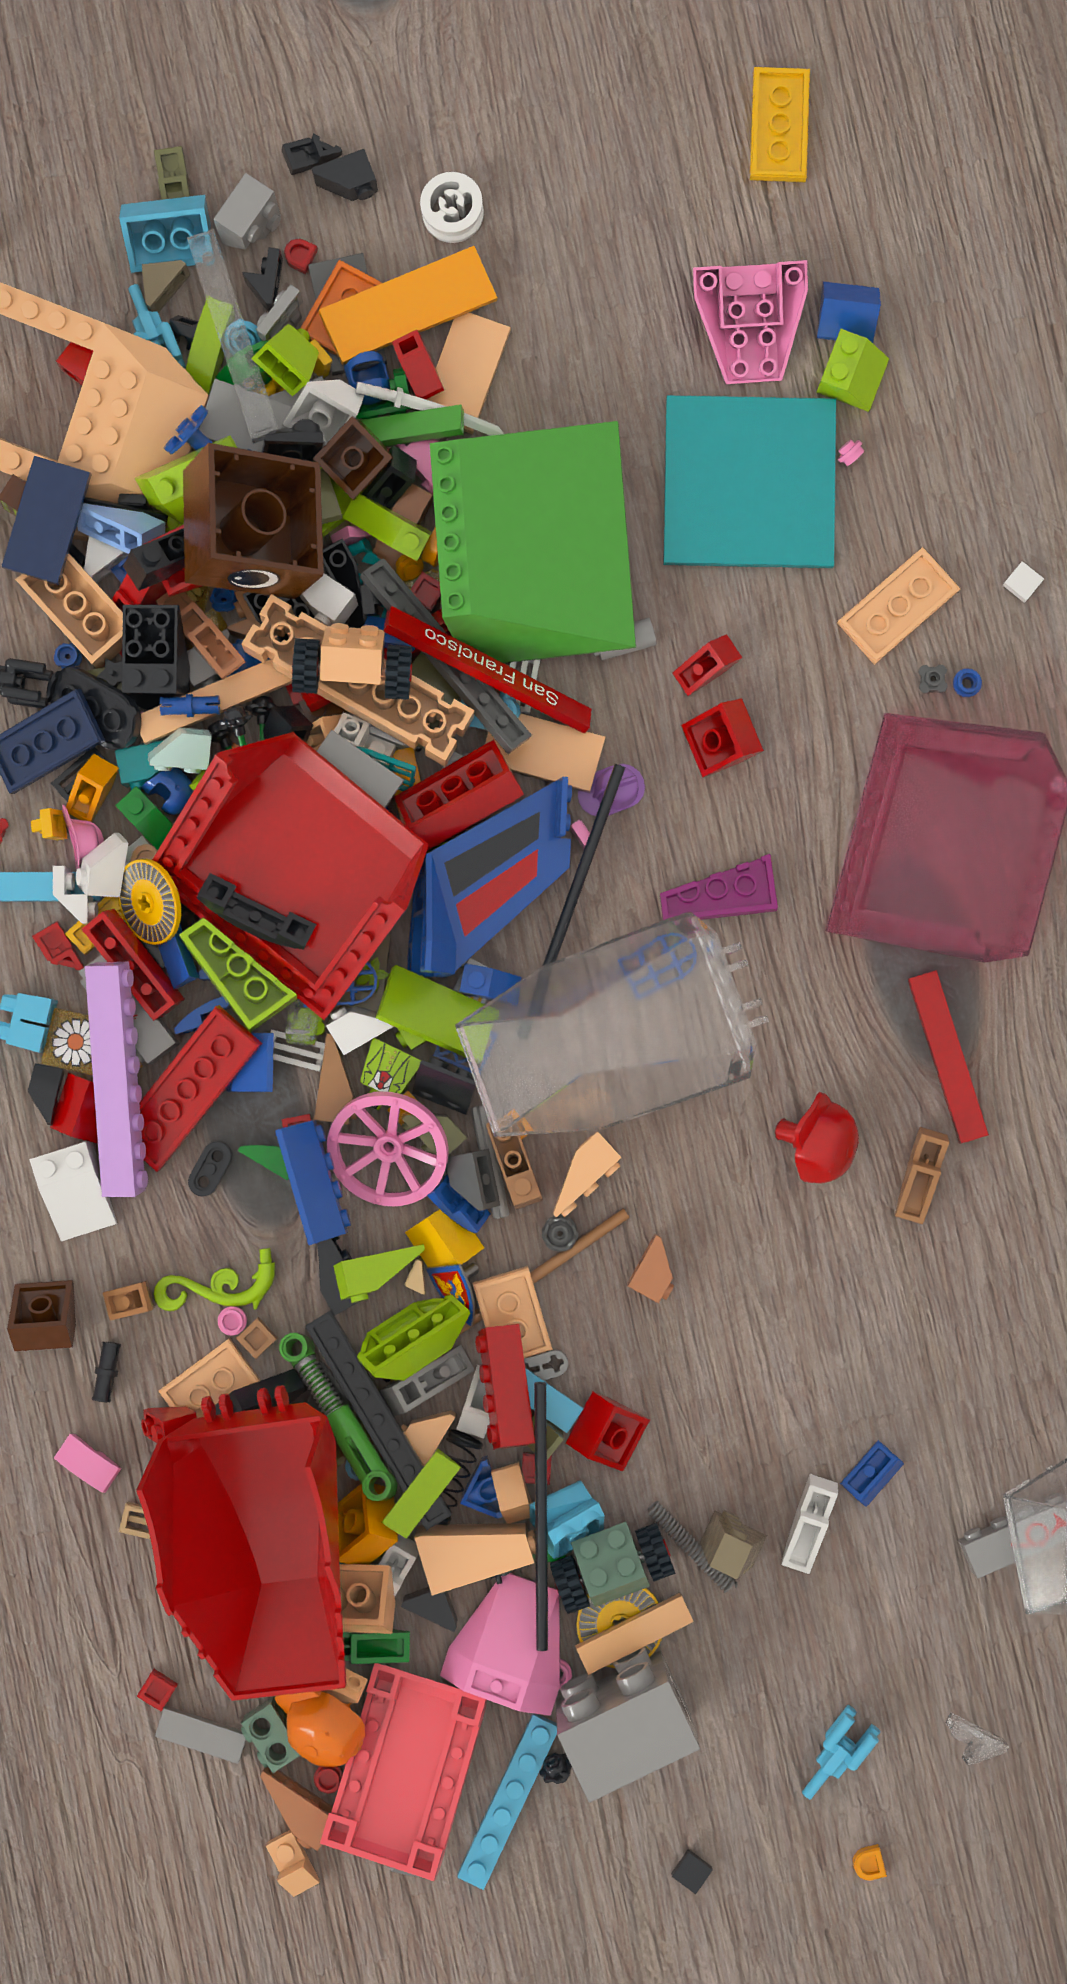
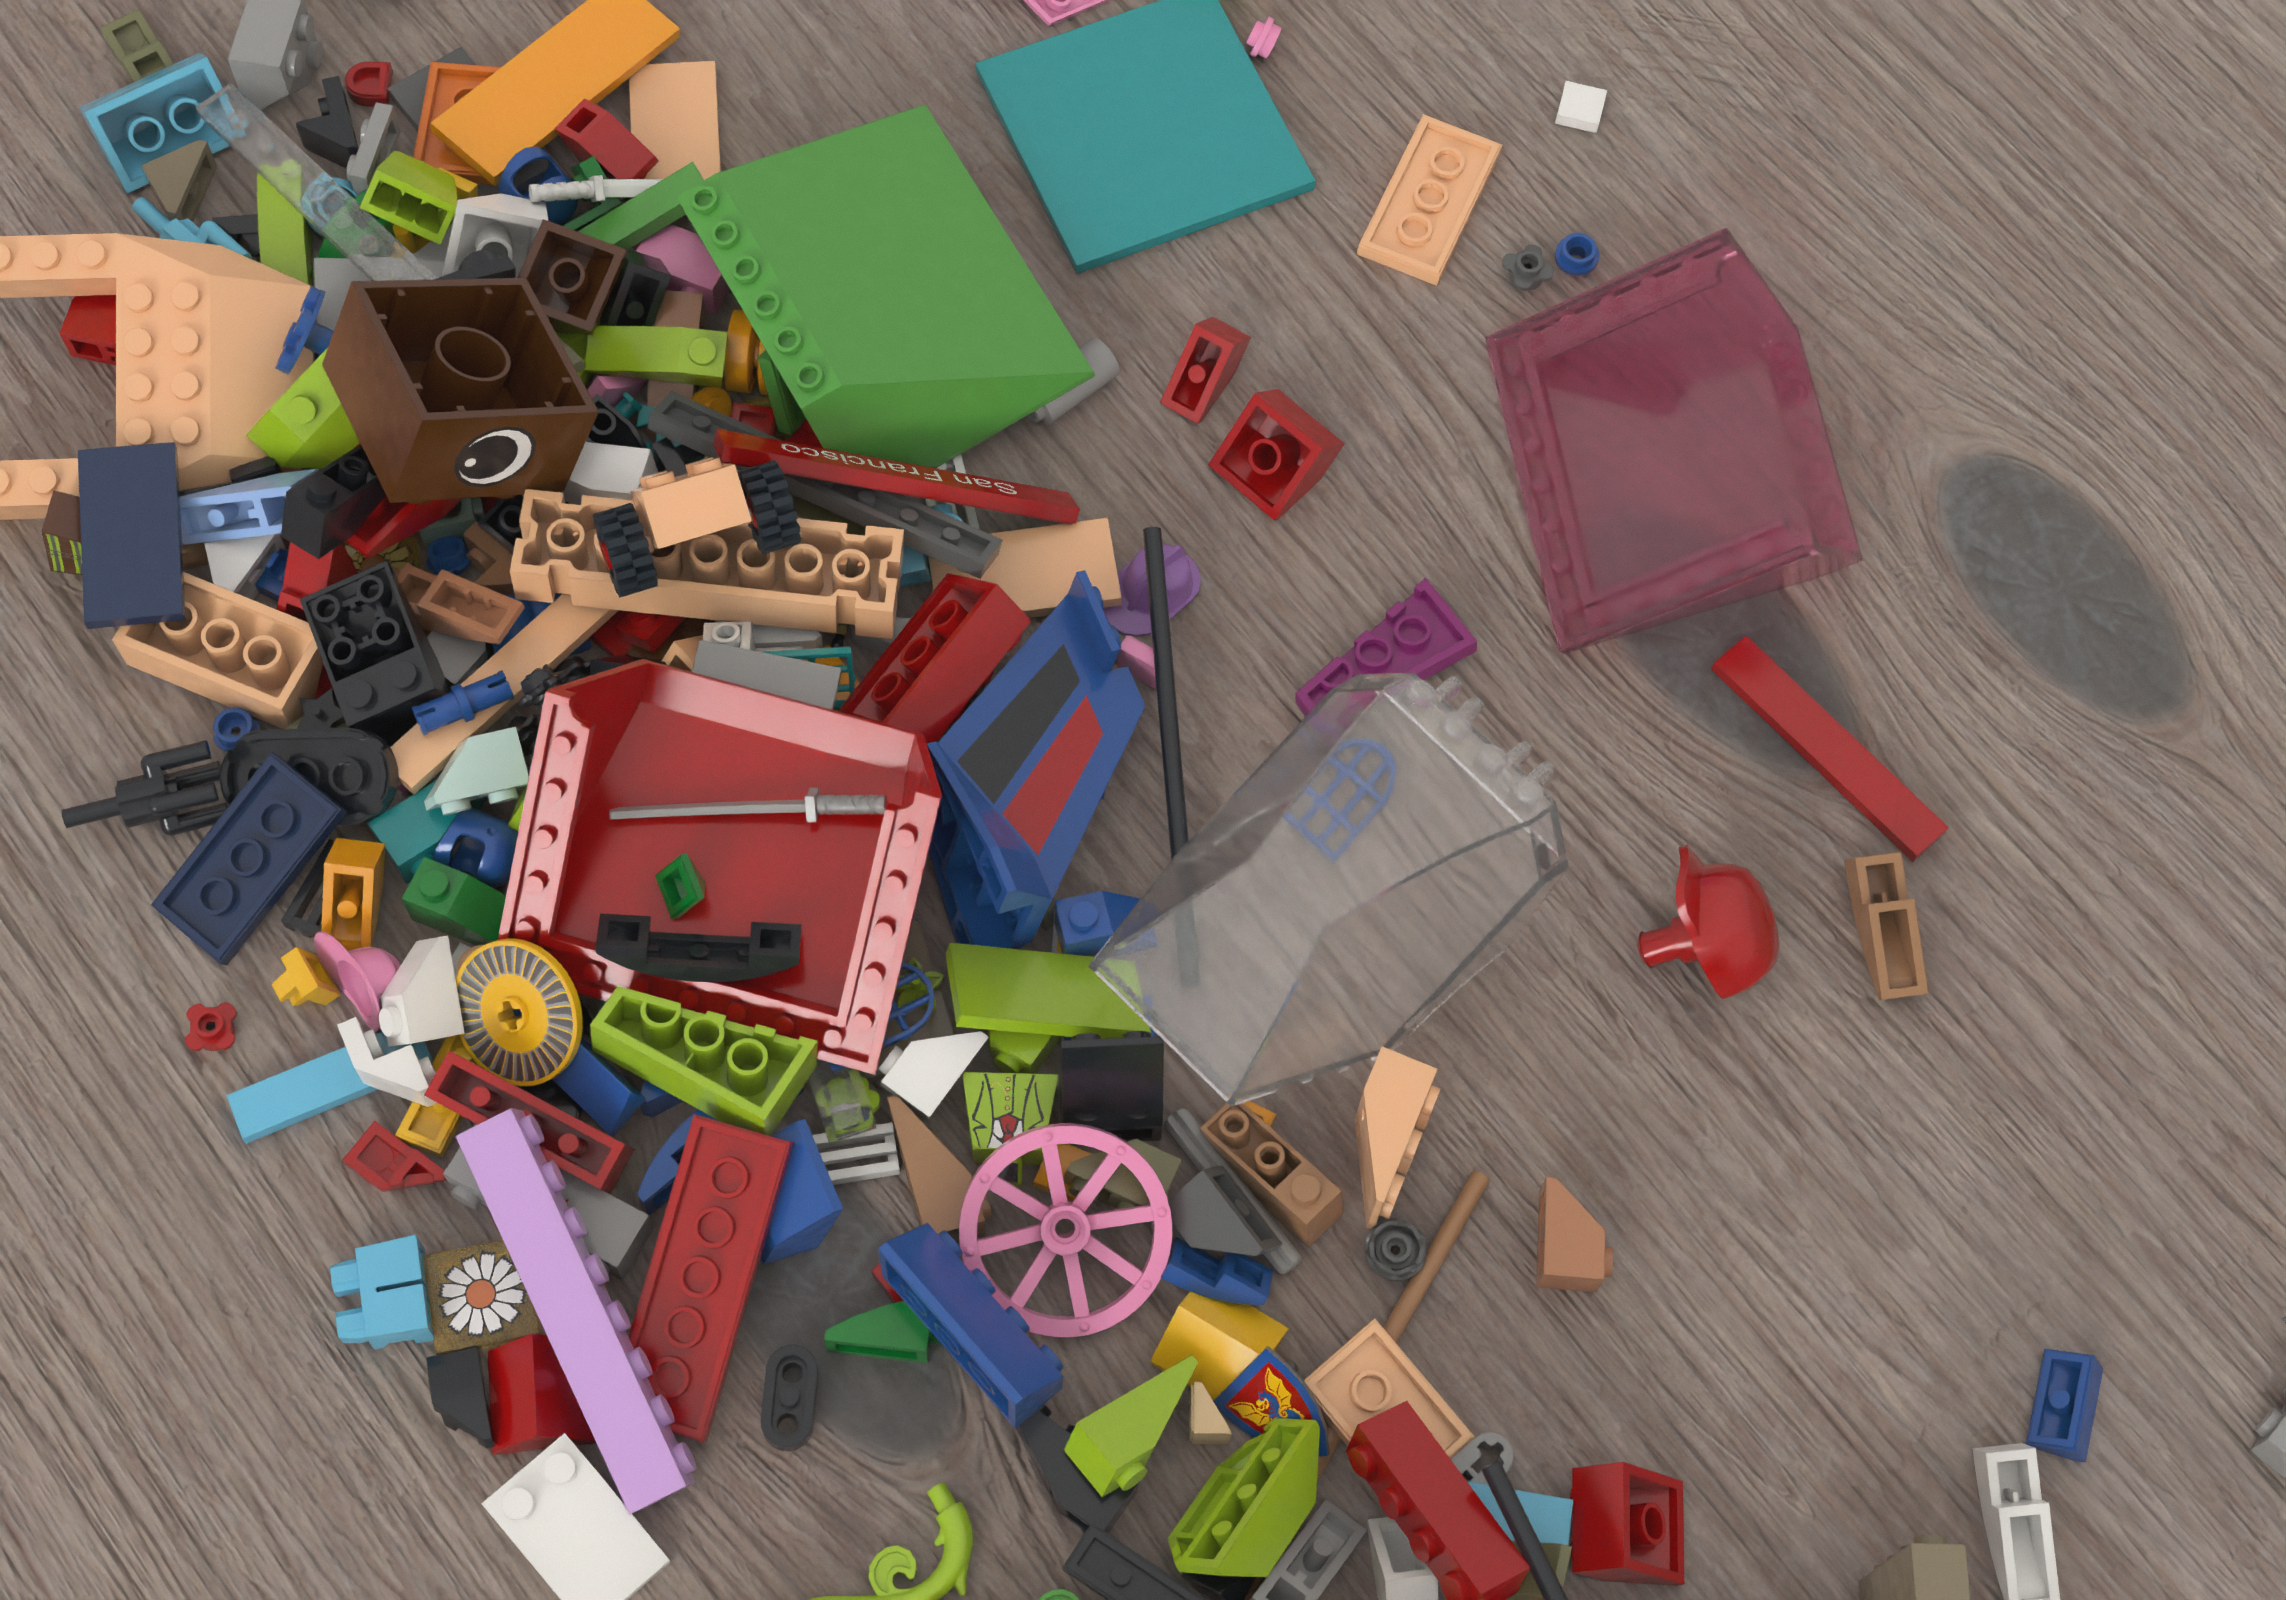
camera: 30 degrees left, 20 degrees down
(262, 873) = (681, 886): none -> green slope
(350, 858) = (813, 806): none -> light grey sword

